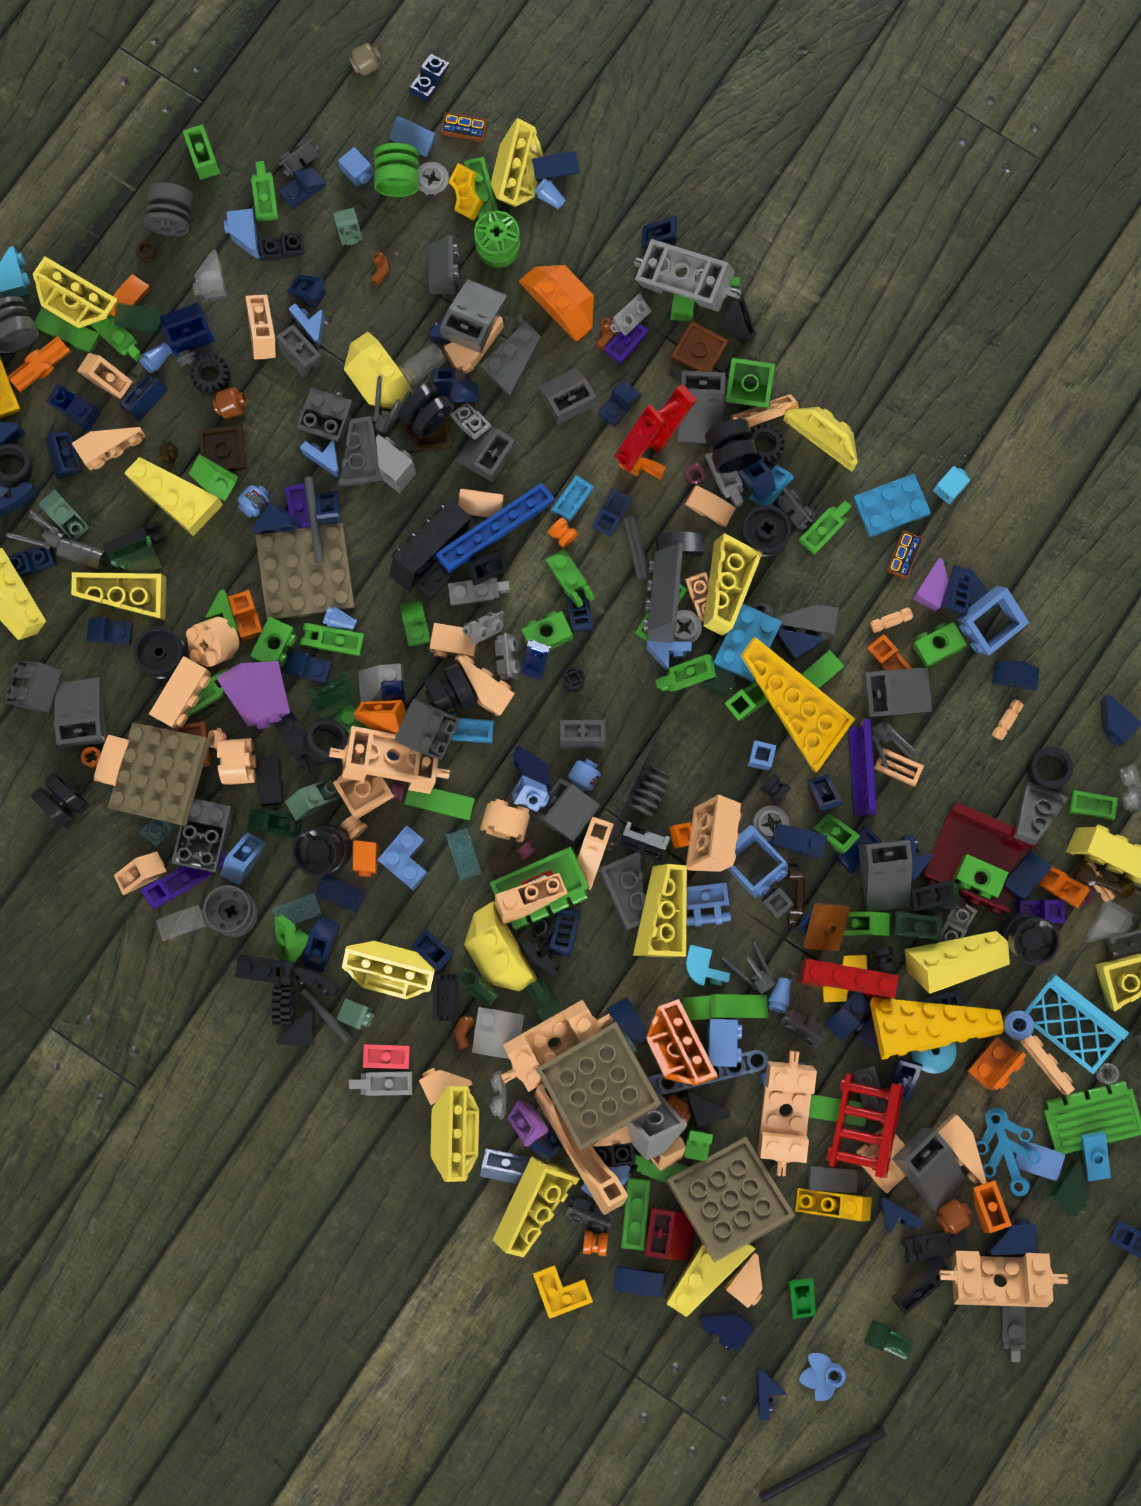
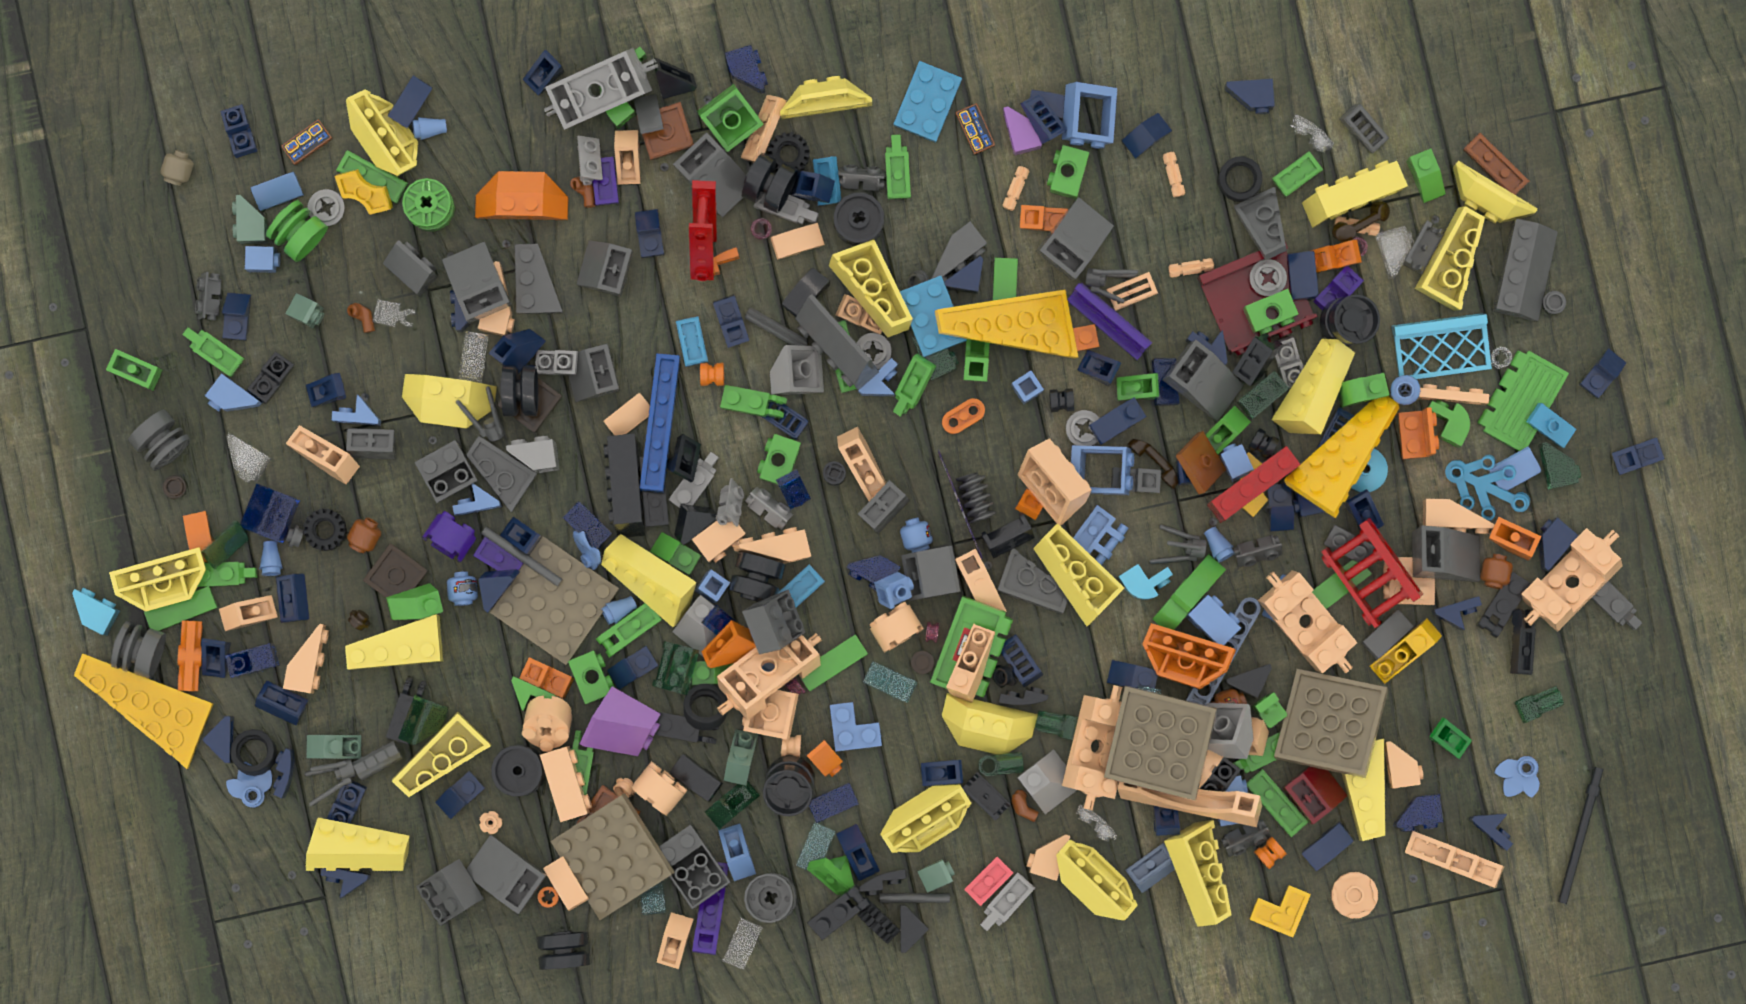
camera: 45 degrees left, 5 degrees up
(53, 375) = (213, 657): none -> dark blue slope
(110, 675) = (485, 818): none -> light nougat plate
(281, 458) = (449, 536): none -> dark purple brick
(358, 566) = (590, 555): none -> medium blue plate
(372, 136) = (250, 224): none -> sand green slope
(378, 545) = (583, 520): none -> clear blue plate
(380, 619) = (650, 579): none -> light yellow wedge
(399, 283) = (389, 314): none -> clear plate
(414, 667) = (712, 586): none -> medium blue brick
(448, 613) = (693, 521): none -> black slope
(527, 1122) = (1135, 821): medium lavender slope -> none
(599, 689) = (861, 462): none -> light nougat slope
(620, 588) = (797, 371): none -> light grey slope
(622, 1335) = (1354, 895): none -> light nougat tile
(657, 340) = (627, 157): none -> light nougat slope
(699, 728) = (962, 415): none -> orange plate
(700, 326) = (648, 114): none -> dark grey slope
(717, 1385) = (1454, 859): none -> light nougat slope
(793, 362) = (744, 68): none -> clear blue slope
(835, 765) = (1086, 337): none -> orange plate
(851, 951) = (1236, 462): none -> medium blue brick
(952, 484) = (955, 40): medium azure brick -> none
(955, 792) = (1191, 267): none -> light nougat axle
(988, 993) = (1363, 390): none -> bright green brick
(1008, 845) = (1267, 266): none -> light grey gear
(1031, 1085) = (1456, 425): none -> bright green brick

